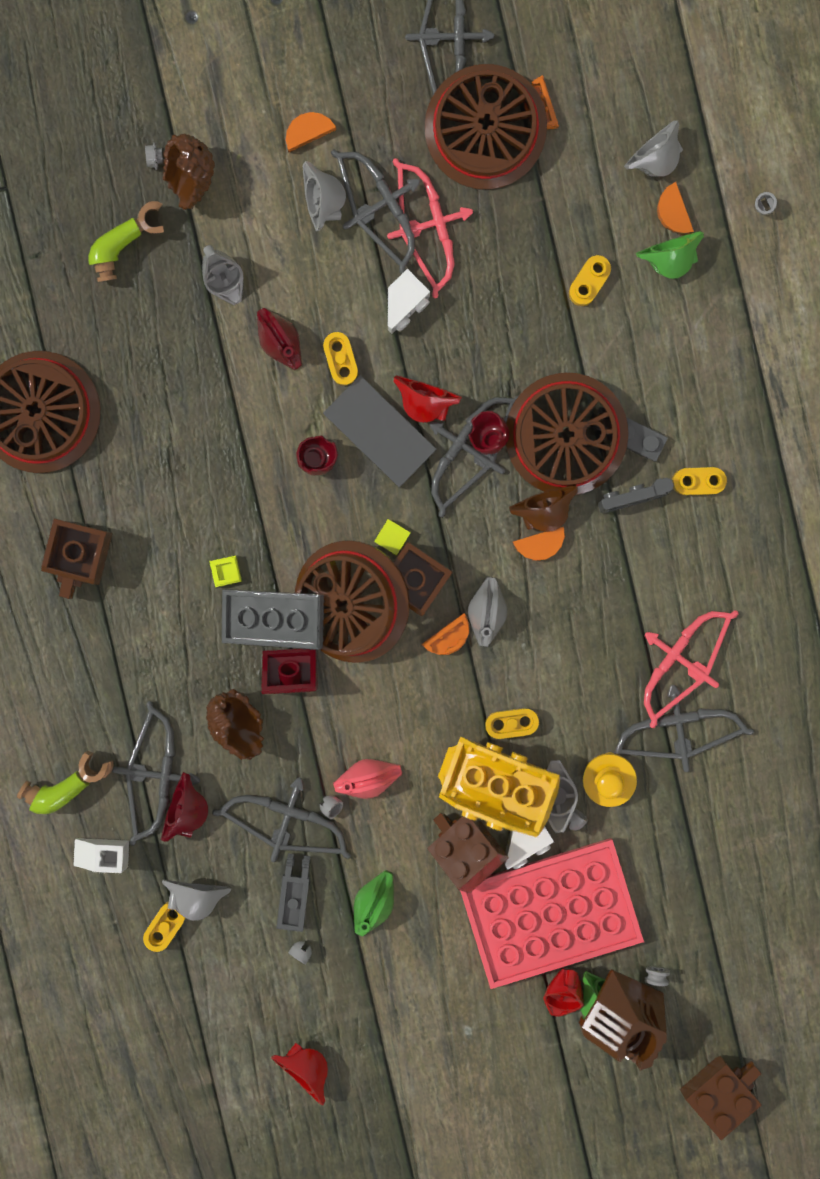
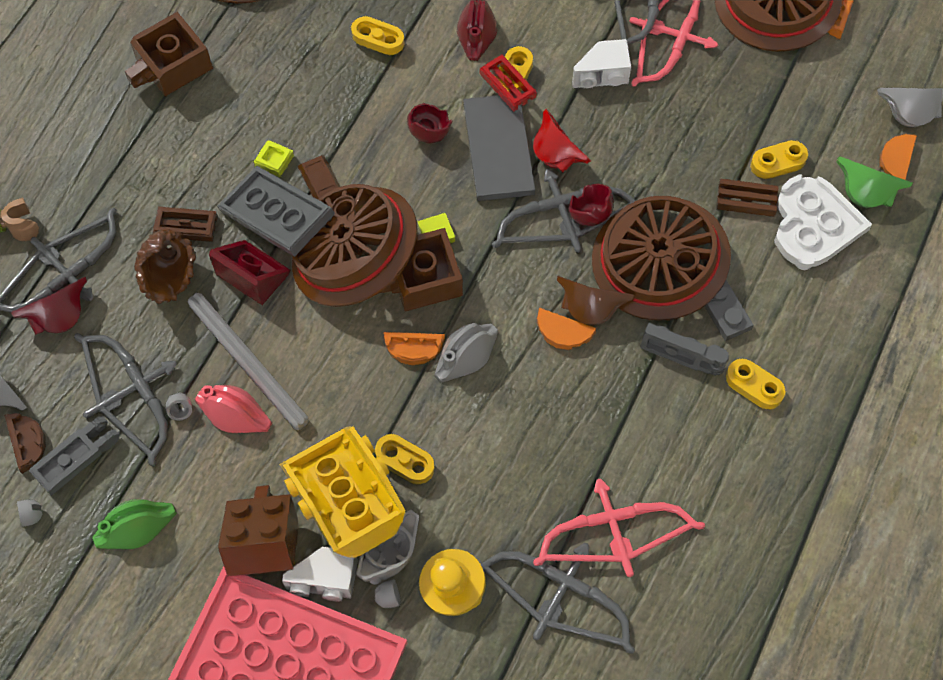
camera: 40 degrees right, 25 degrees down
(212, 406) = (379, 35): none -> yellow plate
(229, 660) = (188, 230): none -> reddish brown tile
(250, 907) = (27, 440): none -> reddish brown tile
(276, 562) = (318, 176): none -> reddish brown tile
(346, 738) = (248, 361): none -> light grey axle
(370, 382) = (520, 98): none -> red tile
(608, 321) = (747, 193): none -> reddish brown tile
(654, 315) = (815, 222): none -> white plate

